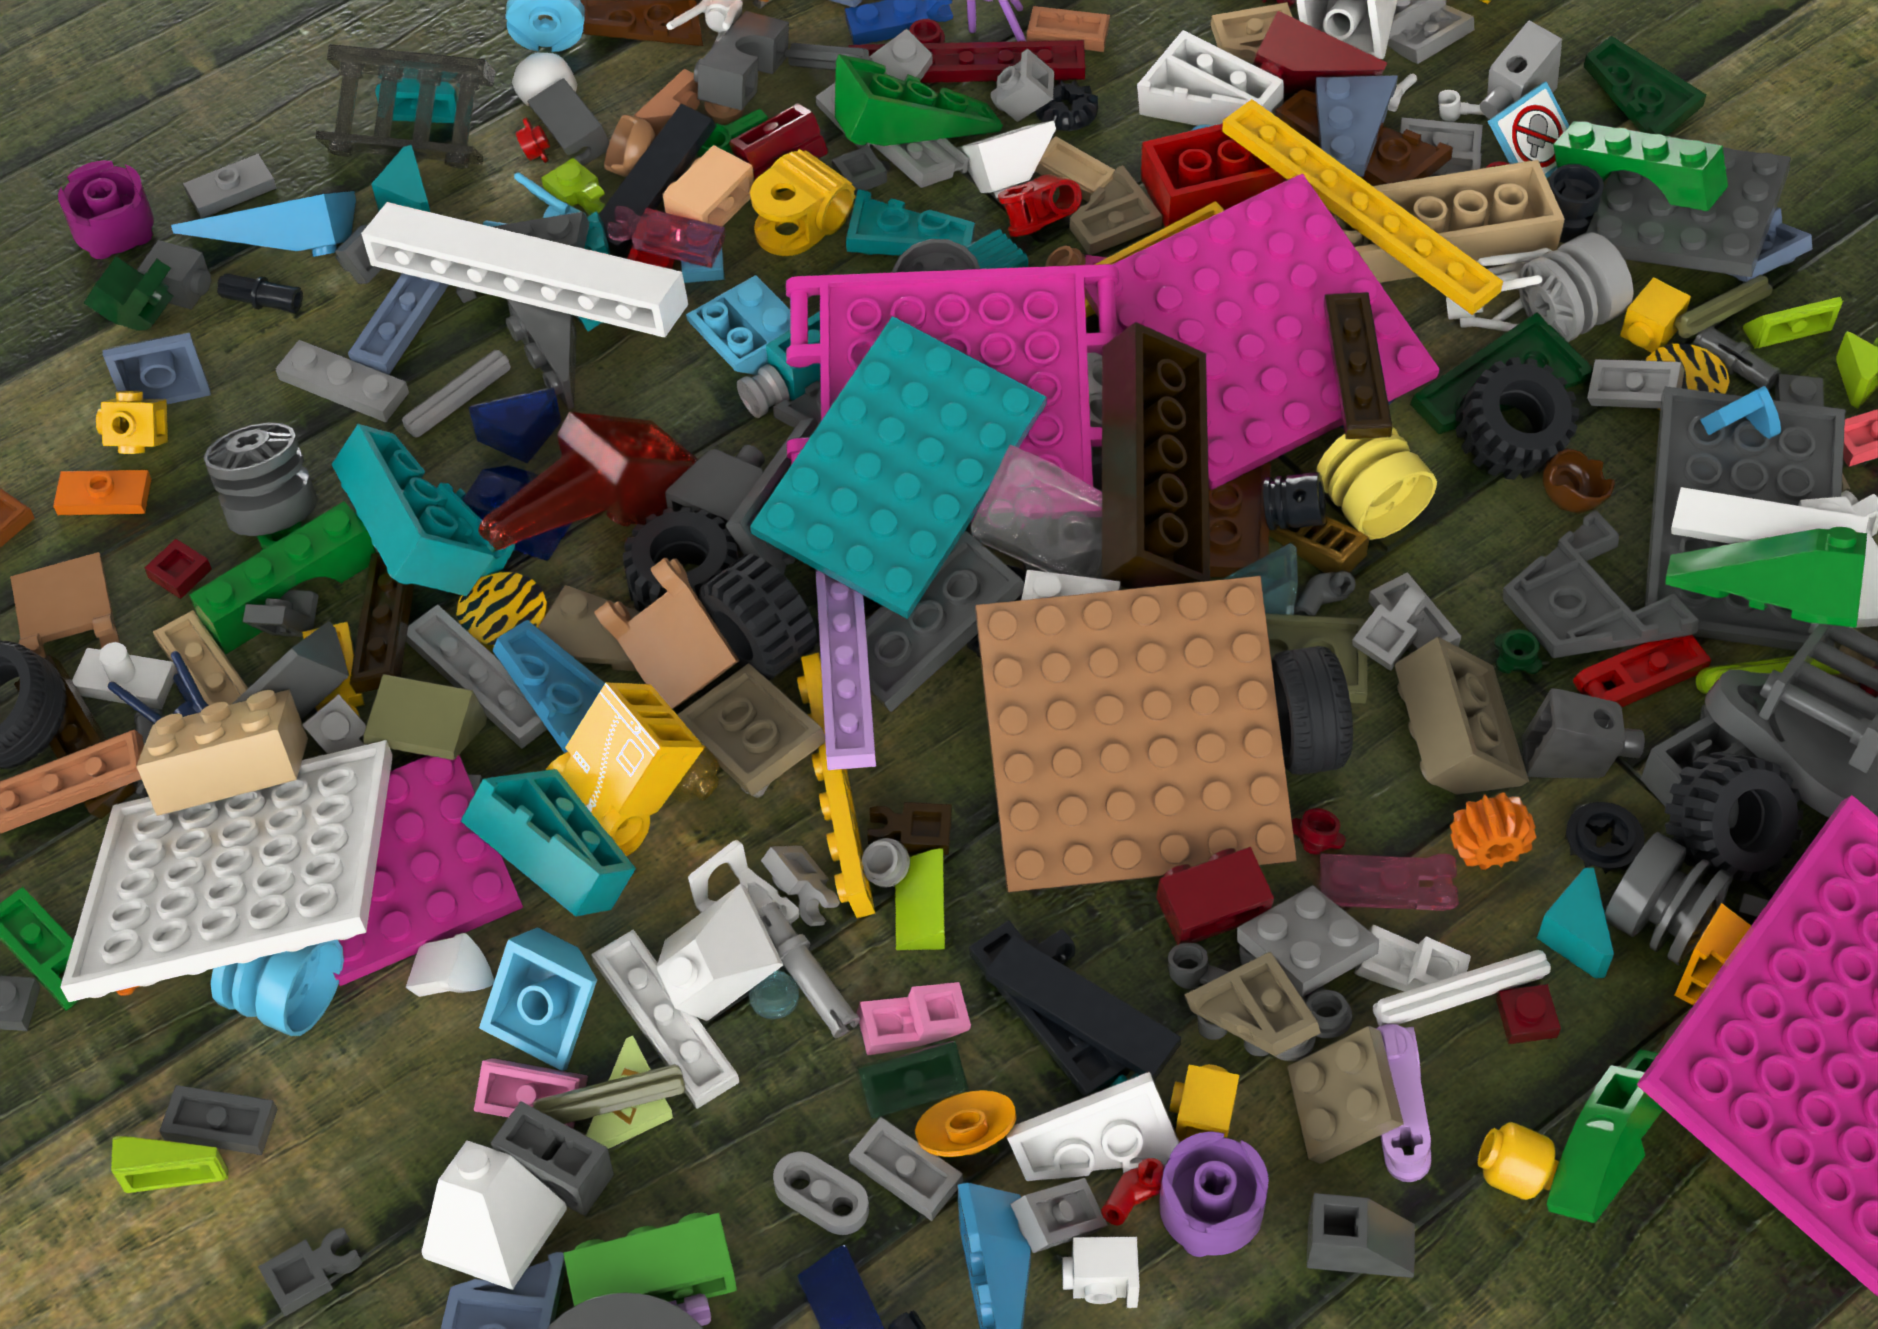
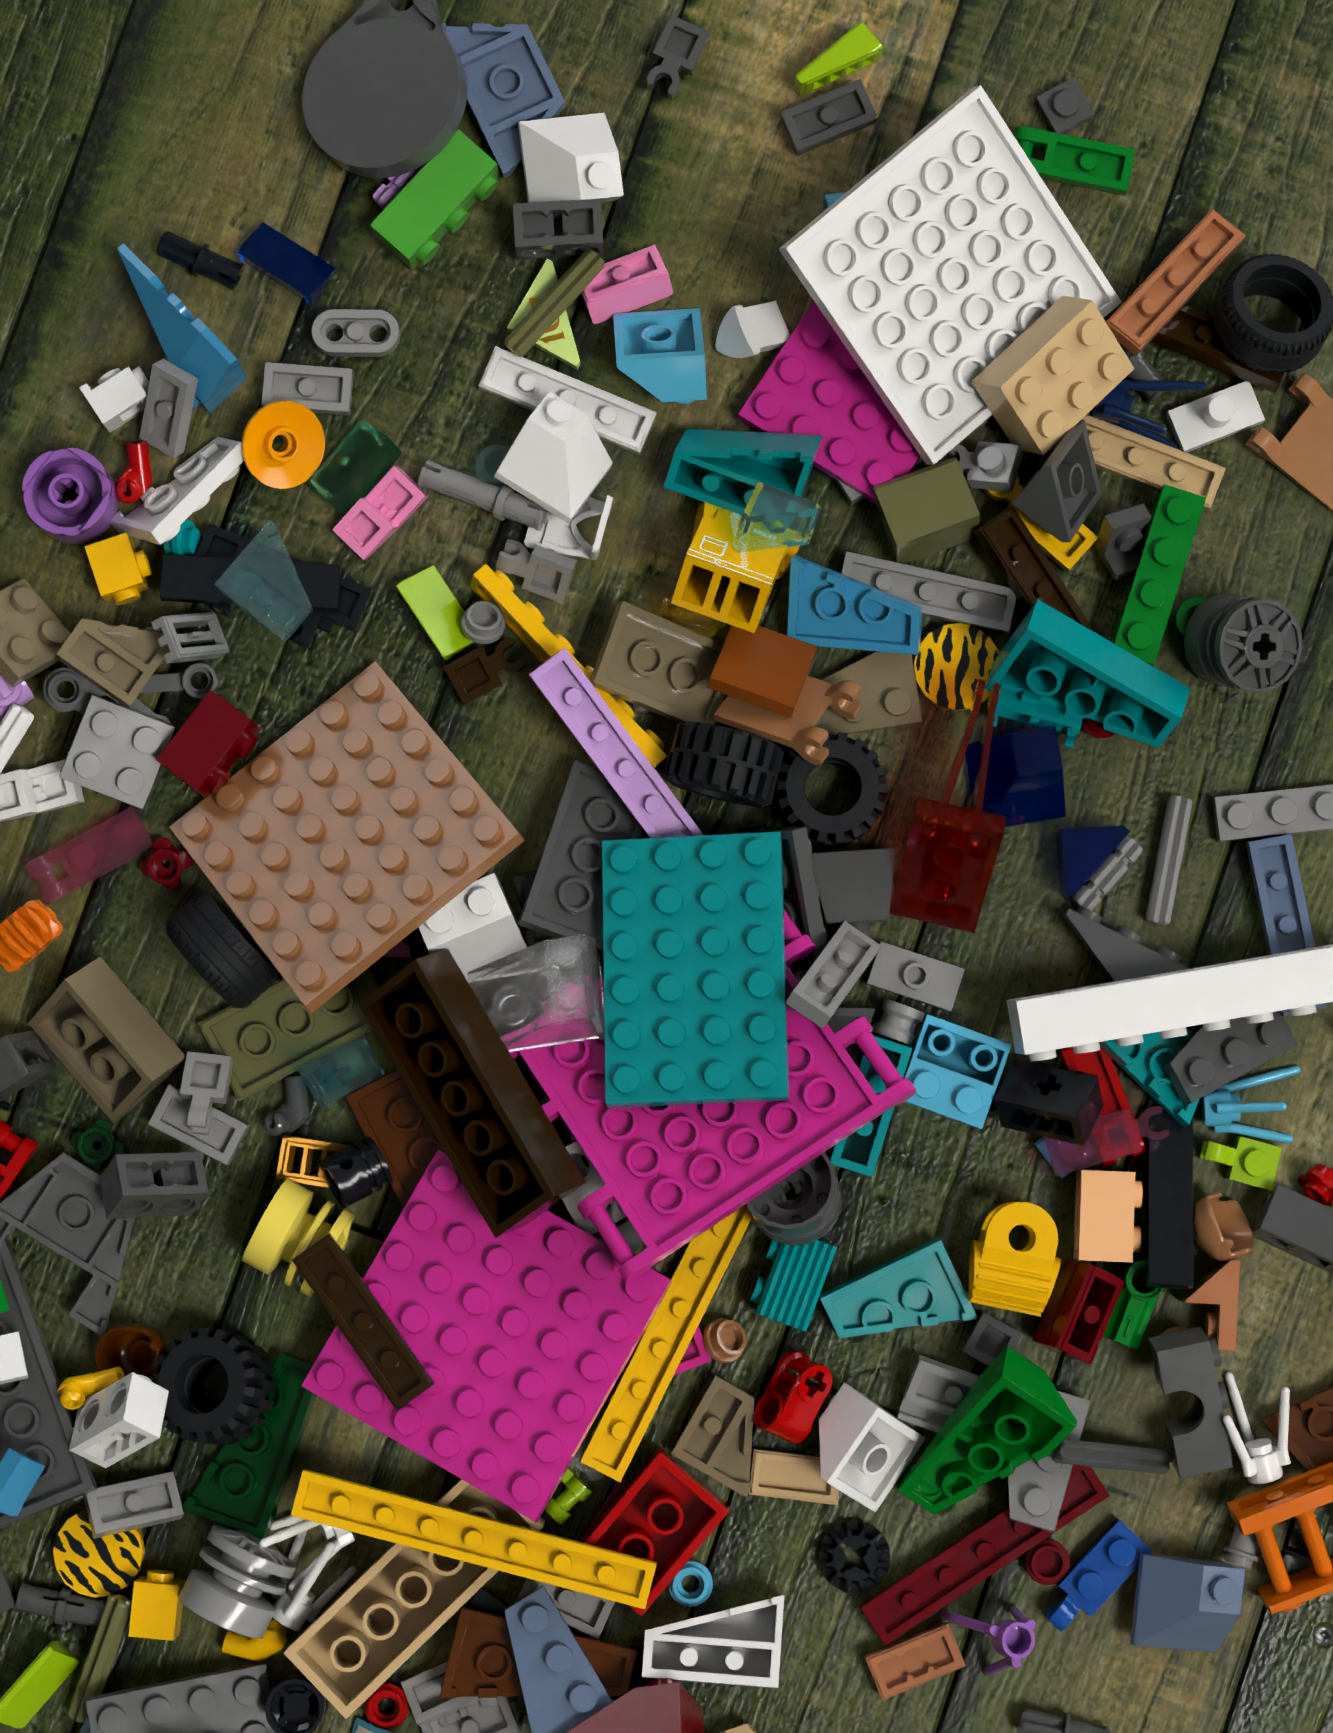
camera: 145 degrees right, 30 degrees up
(178, 568) = (1255, 536): dark red plate -> none
(565, 770) = (775, 520): none -> clear light blue slope
(672, 665) = (763, 668): none -> dark orange tile
(680, 245) = (1049, 1101): none -> black brick
(722, 419) = (915, 976): none -> light grey plate
(788, 404) = (833, 974): none -> light grey plate
(1024, 87) = (910, 1535): light grey brick -> none
(1067, 979) = (267, 584): none -> clear light blue wing
(1174, 987) = (174, 641): none -> light grey tile
(1483, 573) = (153, 1185): none -> dark grey brick
(1615, 417) = (119, 1420): none -> white brick
(1627, 471) = (78, 1388): none -> yellow arm

